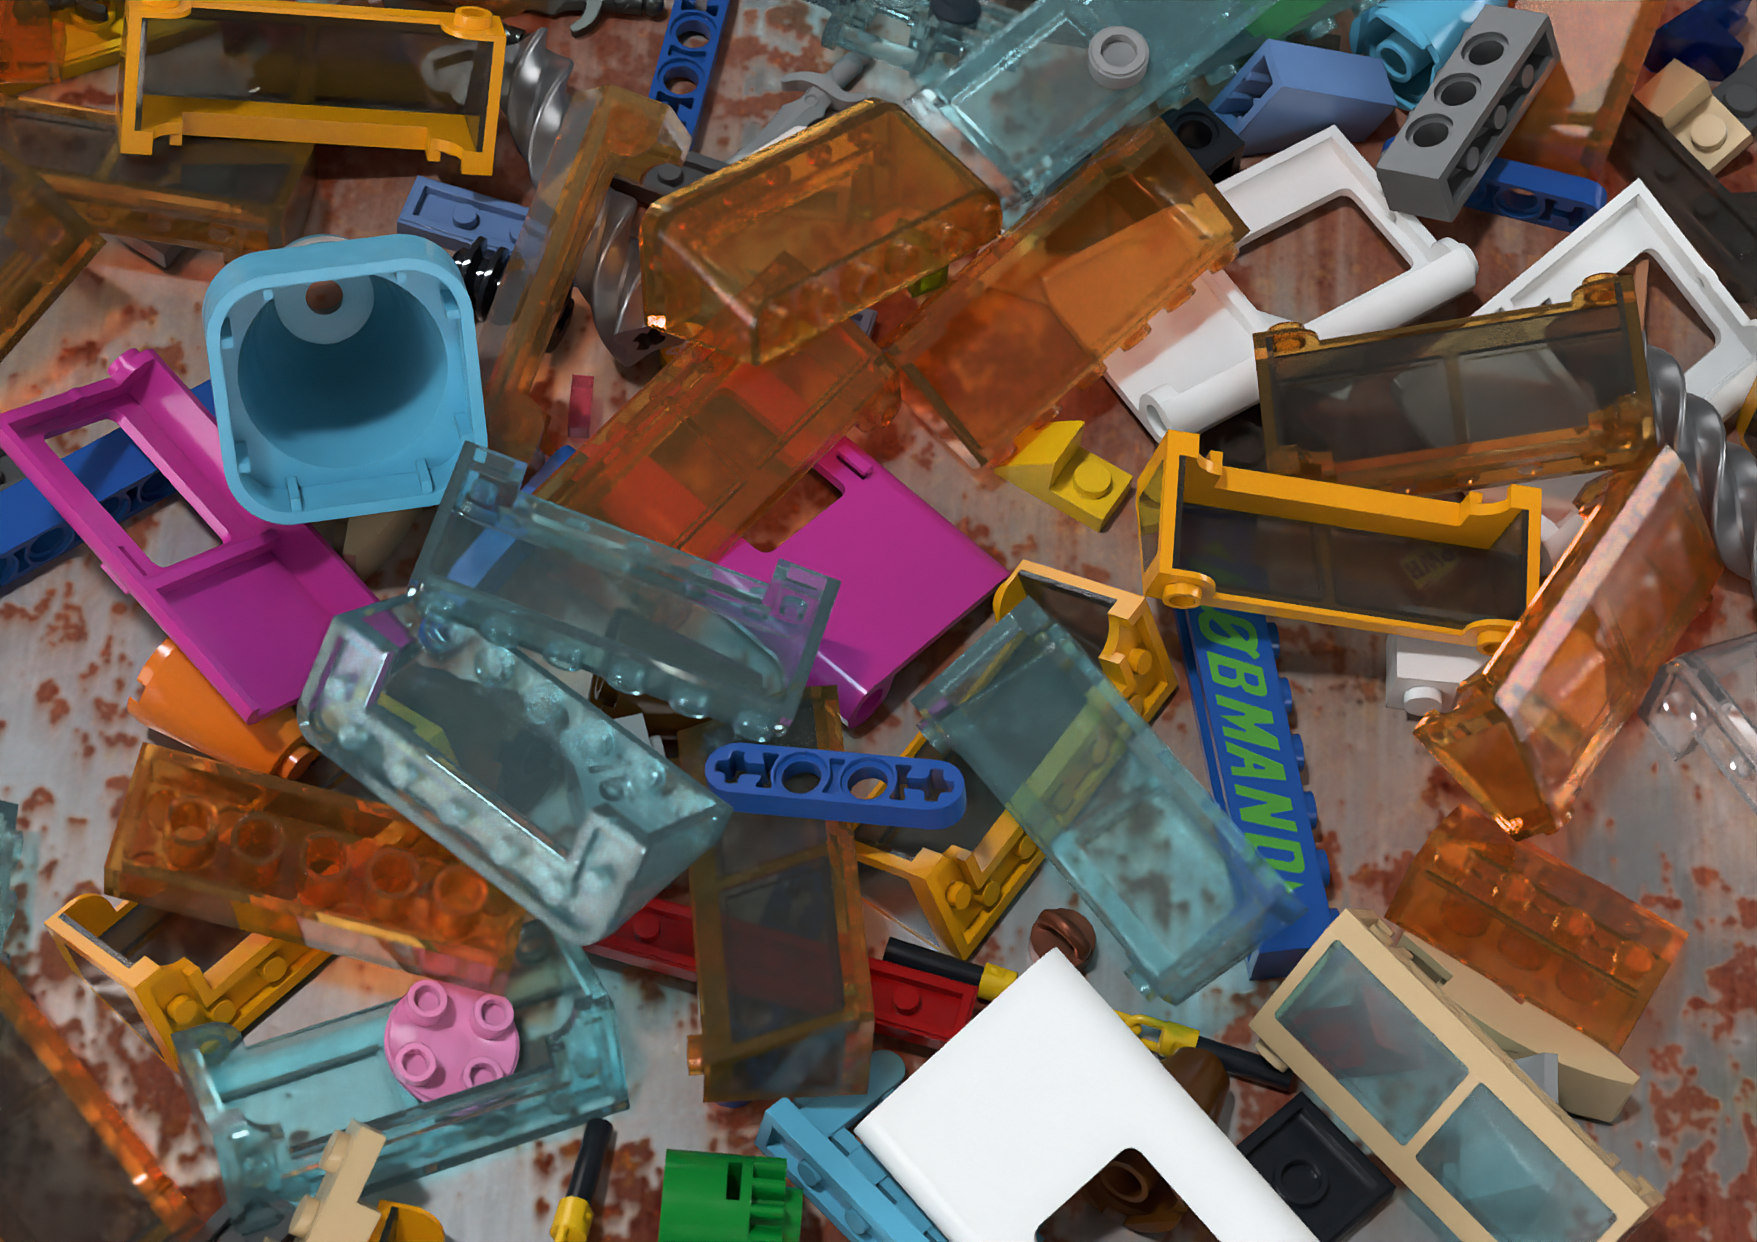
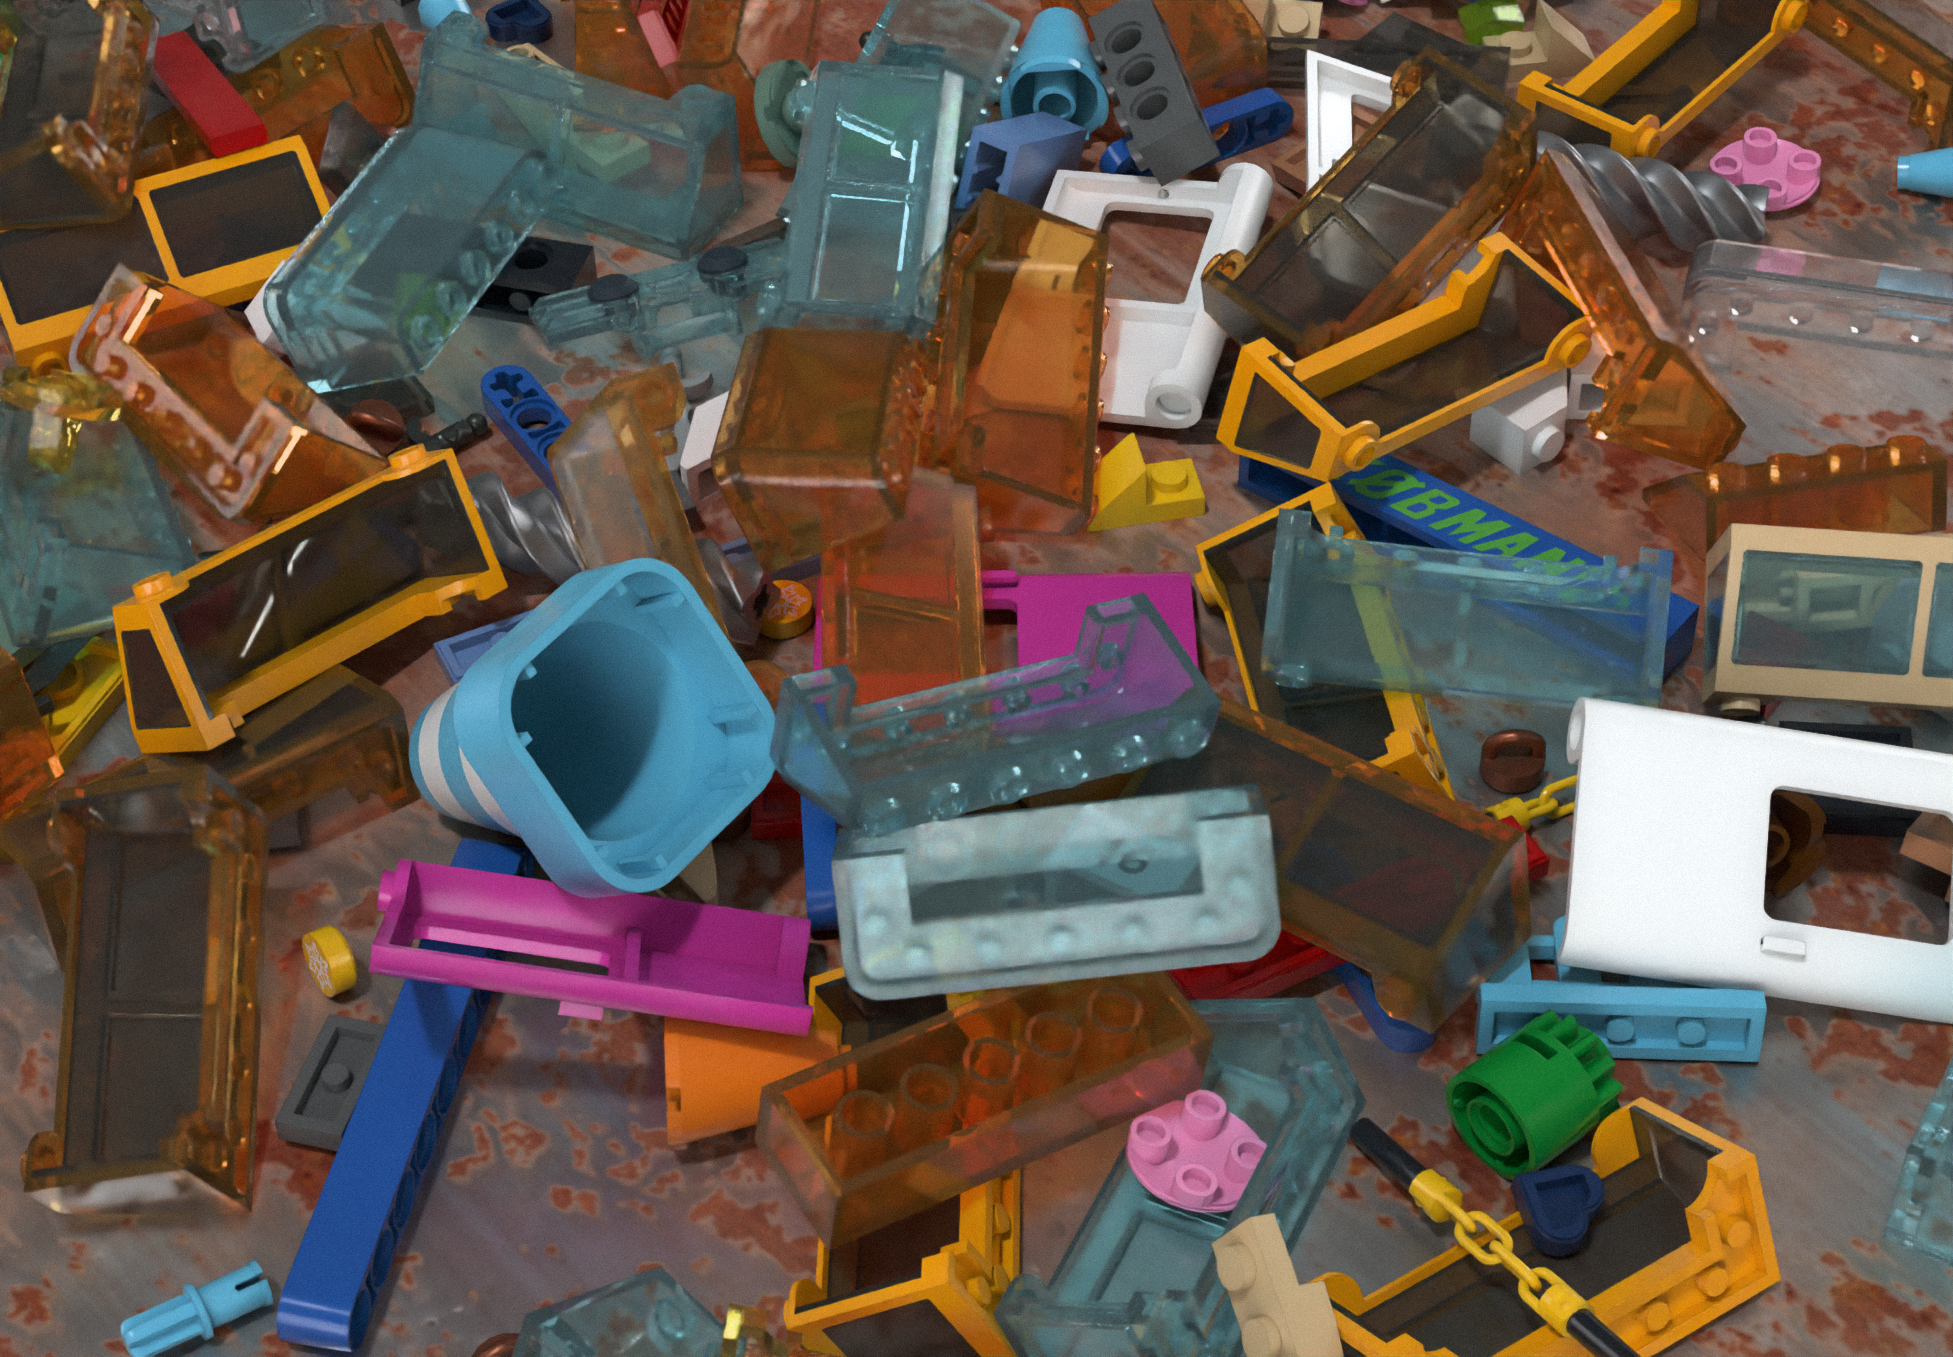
camera: 35 degrees left, 15 degrees down
(81, 369) = (330, 960): none -> yellow tile
(838, 775) = (1359, 680): blue beam -> none
(1118, 57) = (900, 187): light grey tile -> none

